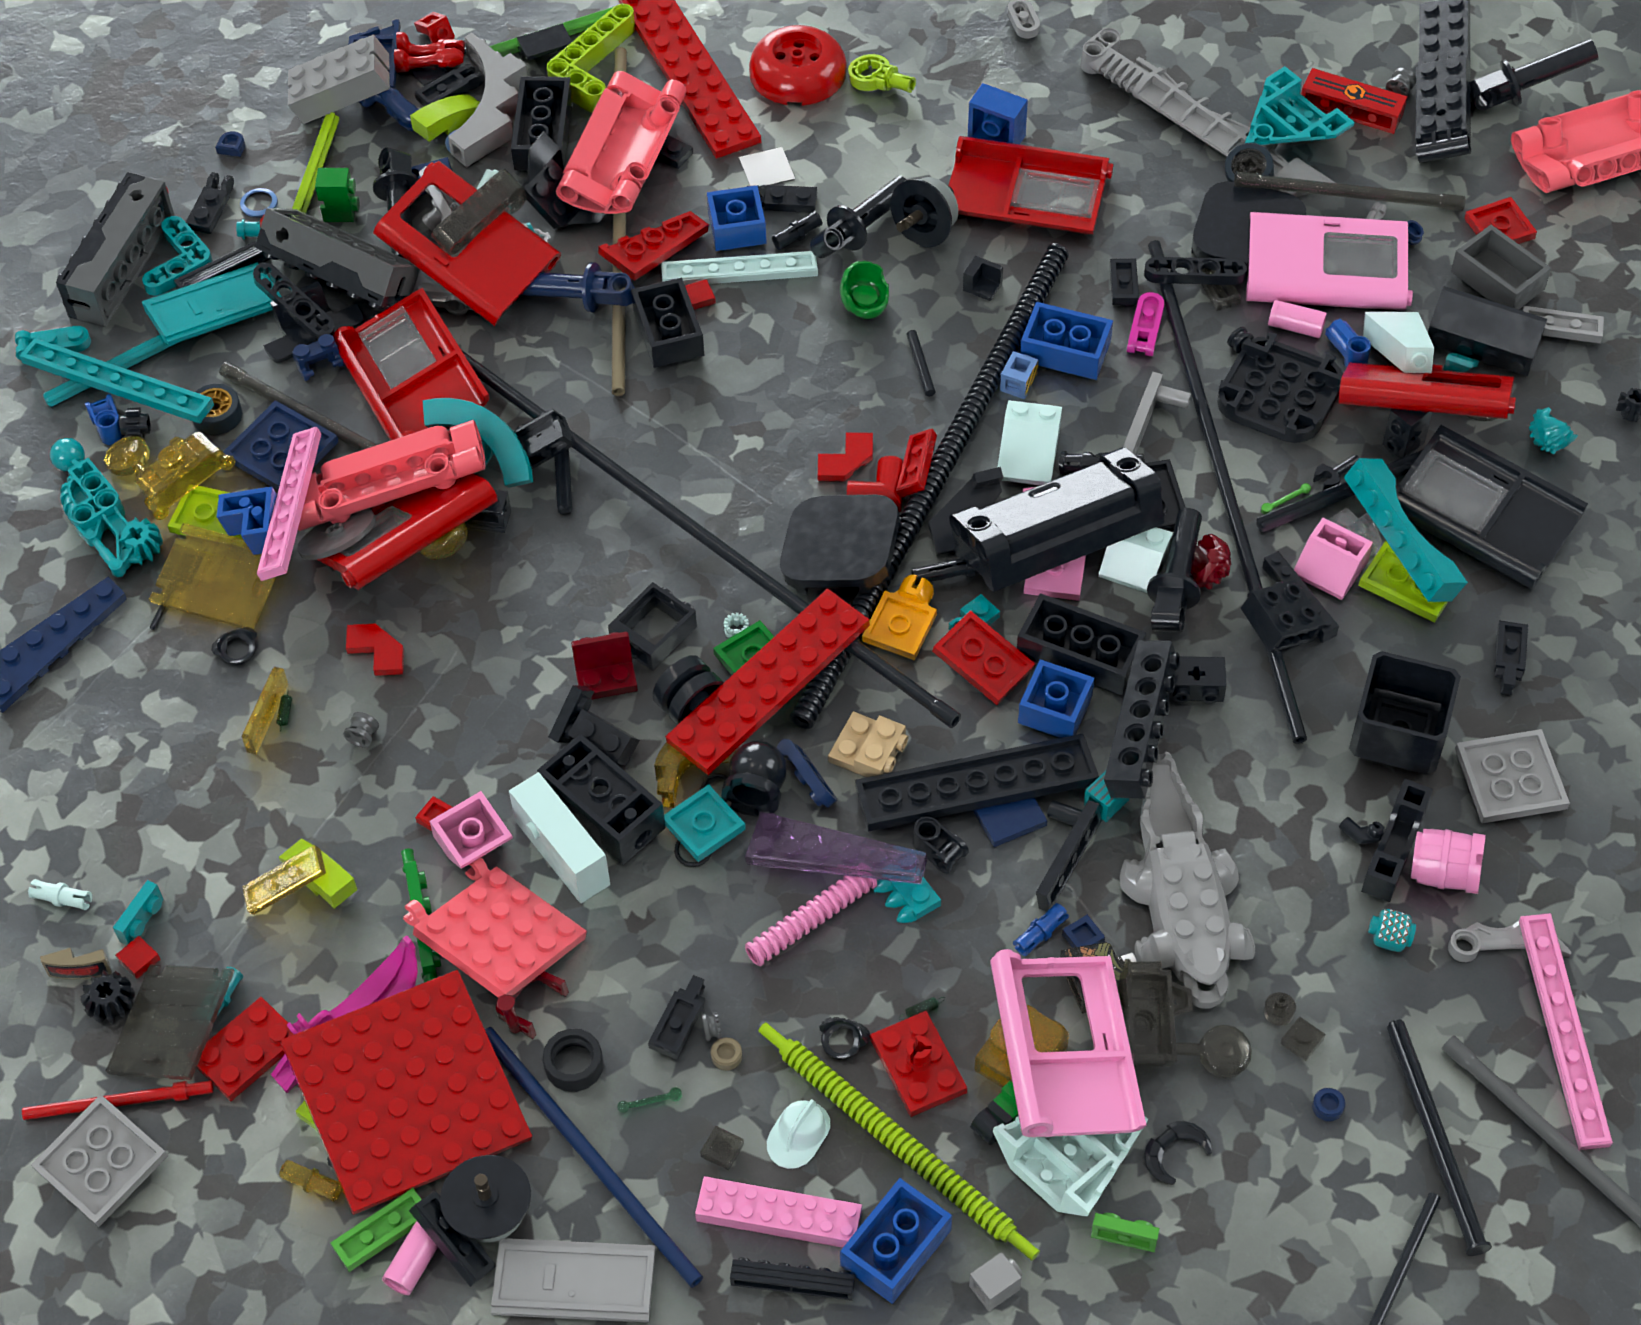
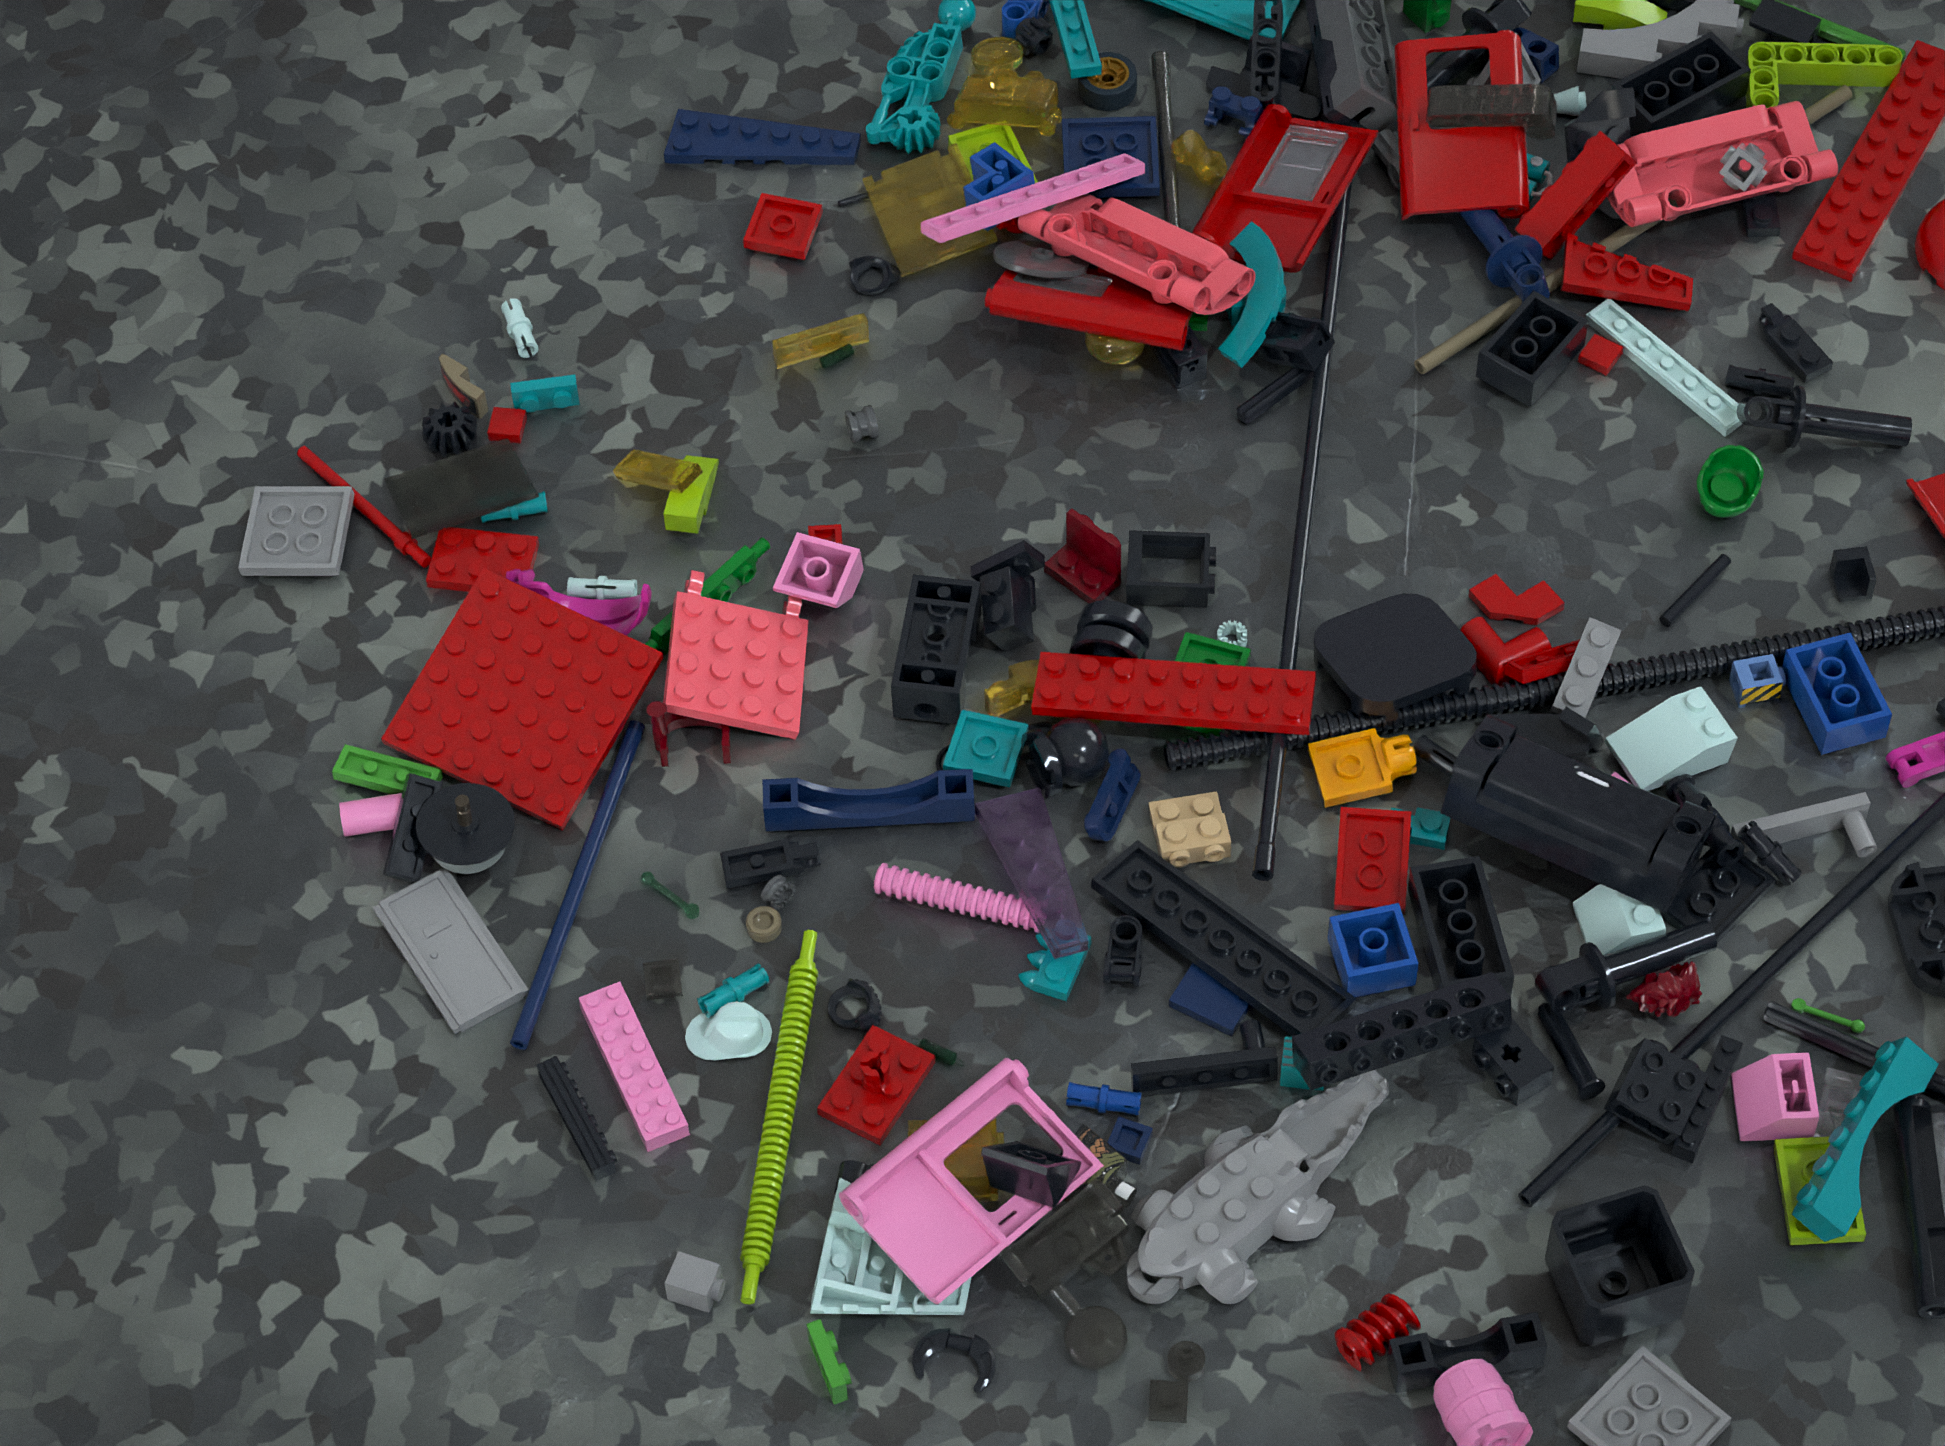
camera: 55 degrees right, 0 degrees up
(140, 672) = (783, 226): none -> red plate
(310, 1180) = (394, 688): clear yellow axle -> none
(327, 400) = (1206, 163): none -> clear yellow piece
(332, 996) = (601, 588): none -> light aqua pin
(386, 649) = (965, 386): red tile -> none
(559, 837) = (867, 644): light aqua brick -> none
(566, 1039) = (657, 785): black tyre -> none
(579, 218) = (1576, 193): none -> red brick
(644, 126) = (1735, 175): none -> light grey brick
(662, 956) = (805, 805): none -> dark blue arch
(736, 218) = (1718, 319): blue brick -> none
(767, 167) = (1822, 307): white sticker -> none
(769, 1106) = (733, 990): none -> teal pin
(896, 1240) = (669, 1172): blue brick -> none
(924, 210) = (1880, 465): black piece -> none
(943, 449) = (1586, 667): none -> light grey plate
(1058, 582) = (1532, 875): bright pink plate -> none
(1086, 1001) = (1029, 1171): none -> black slope
(1155, 447) = (1769, 853): none -> black pin
(1209, 644) = (1571, 1053): none -> black axle
(1333, 474) = (1896, 1030): black bar -> none
(1342, 882) = (1374, 1328): none -> red piece
(1362, 835) = (1454, 1320): black arm -> none
(1392, 930) = (1355, 1409): teal head -> none
(1510, 654) = (1809, 1338): black hinge -> none

